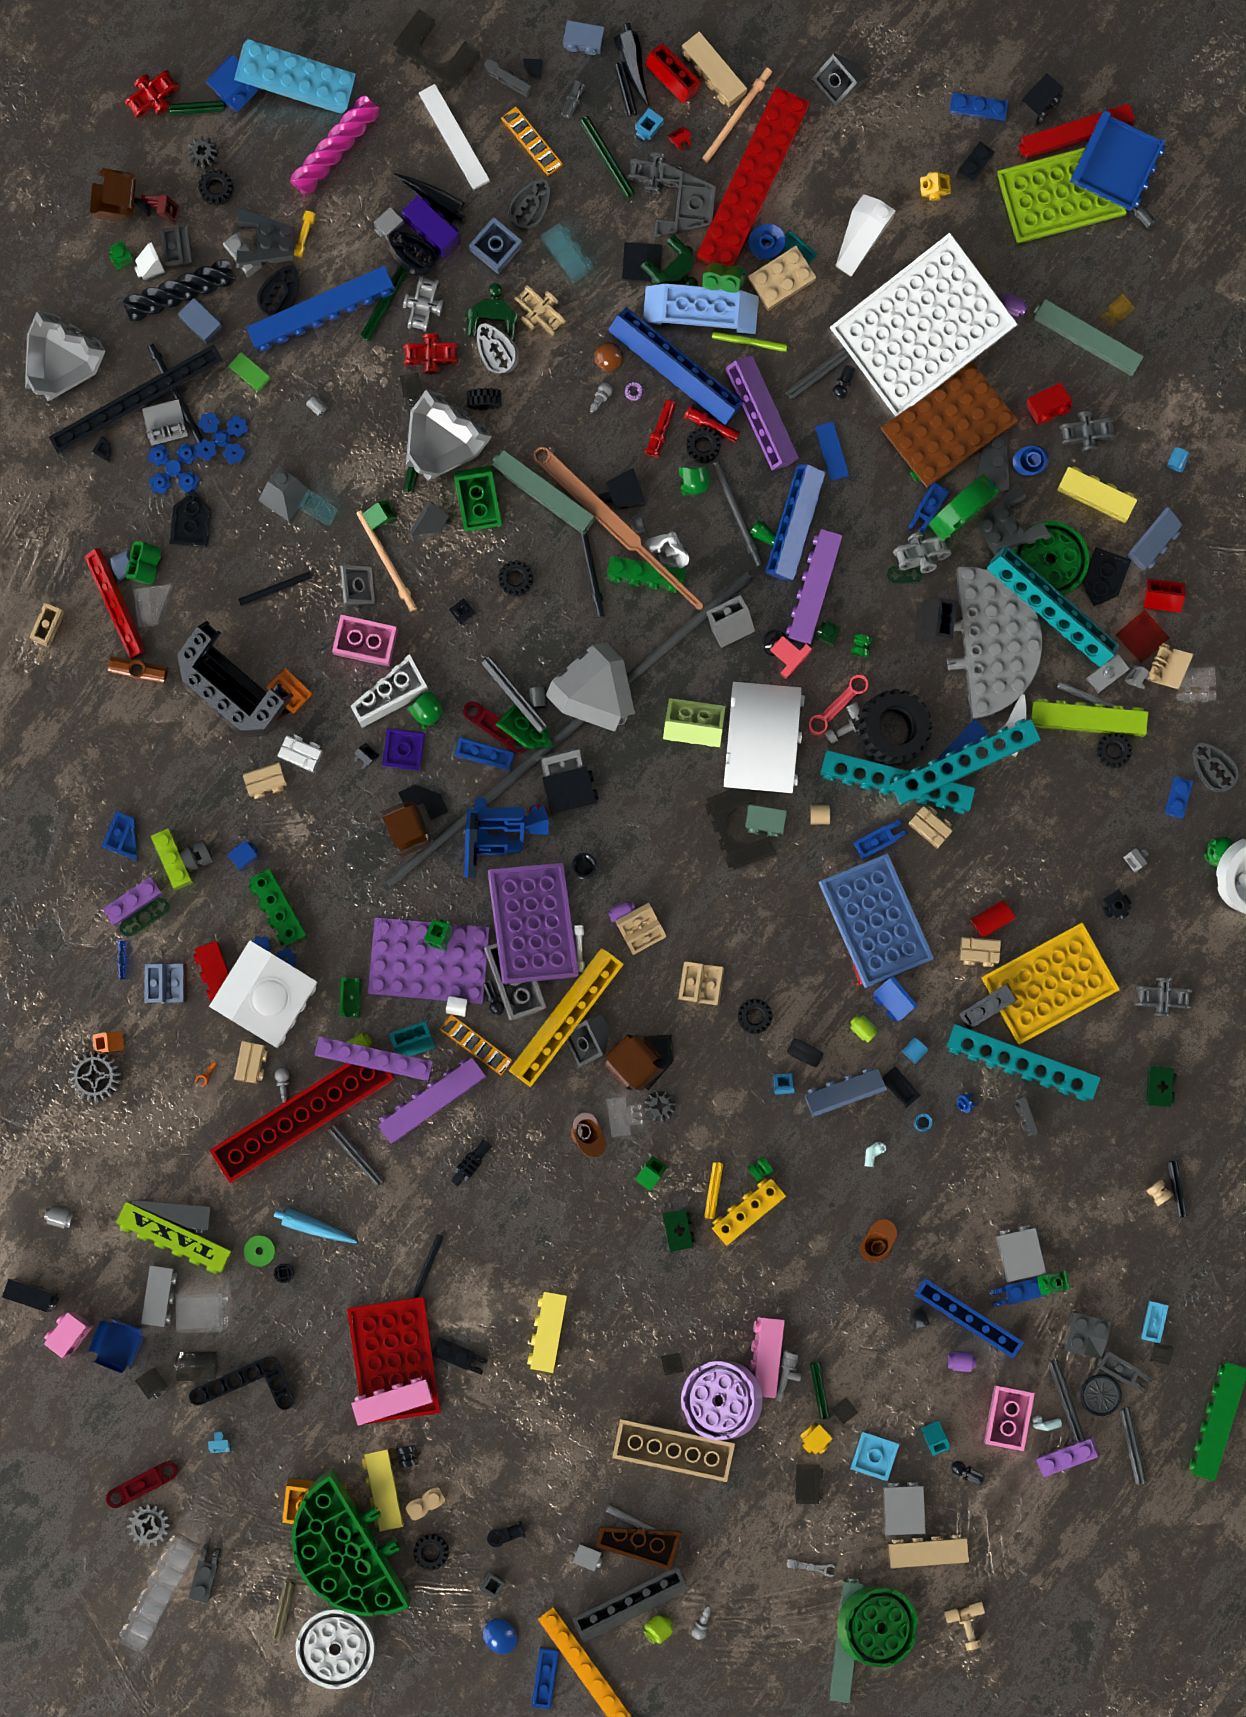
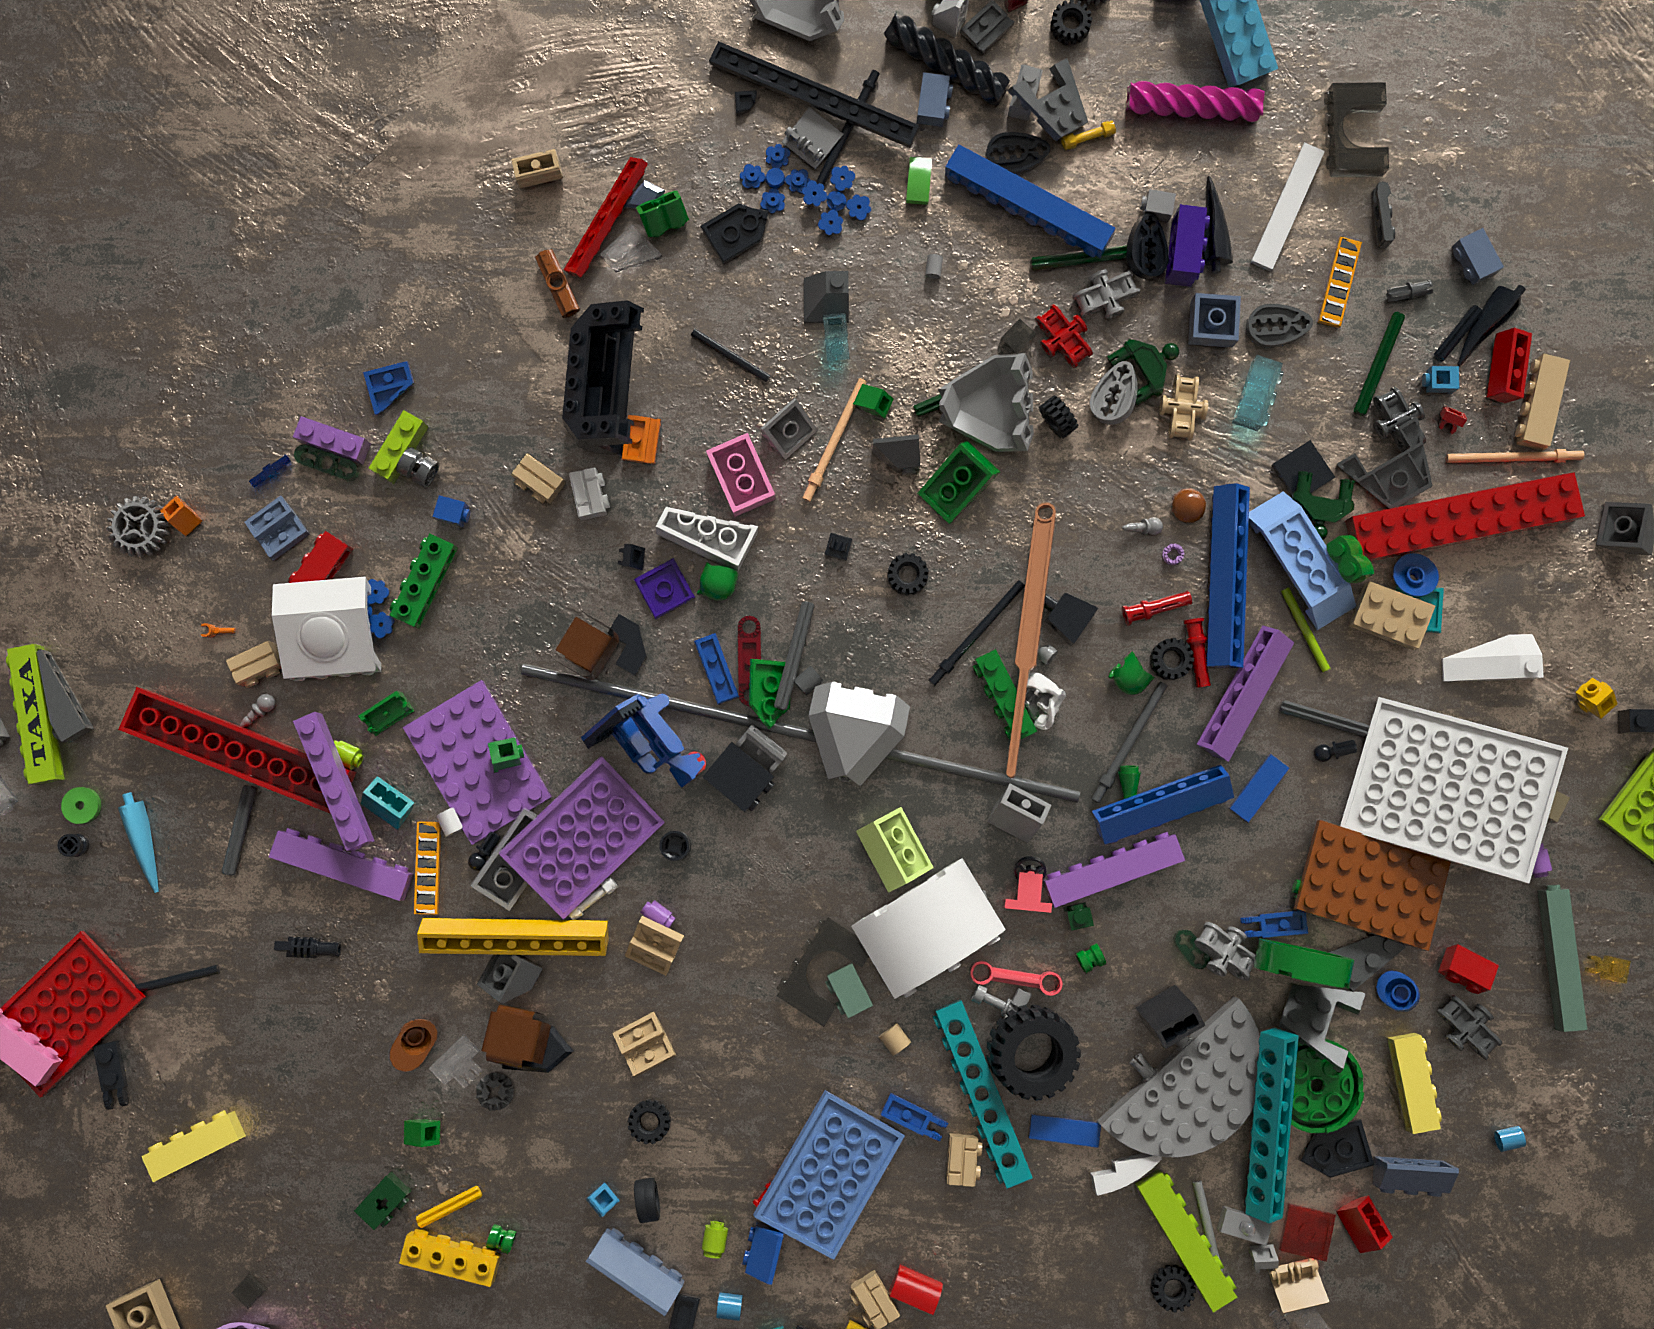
camera: 50 degrees right, 0 degrees up
(533, 67) = (1411, 232): black tile -> none
(543, 492) = (1010, 539): sand green brick -> none
(1029, 738) = (1123, 1196): teal brick -> none

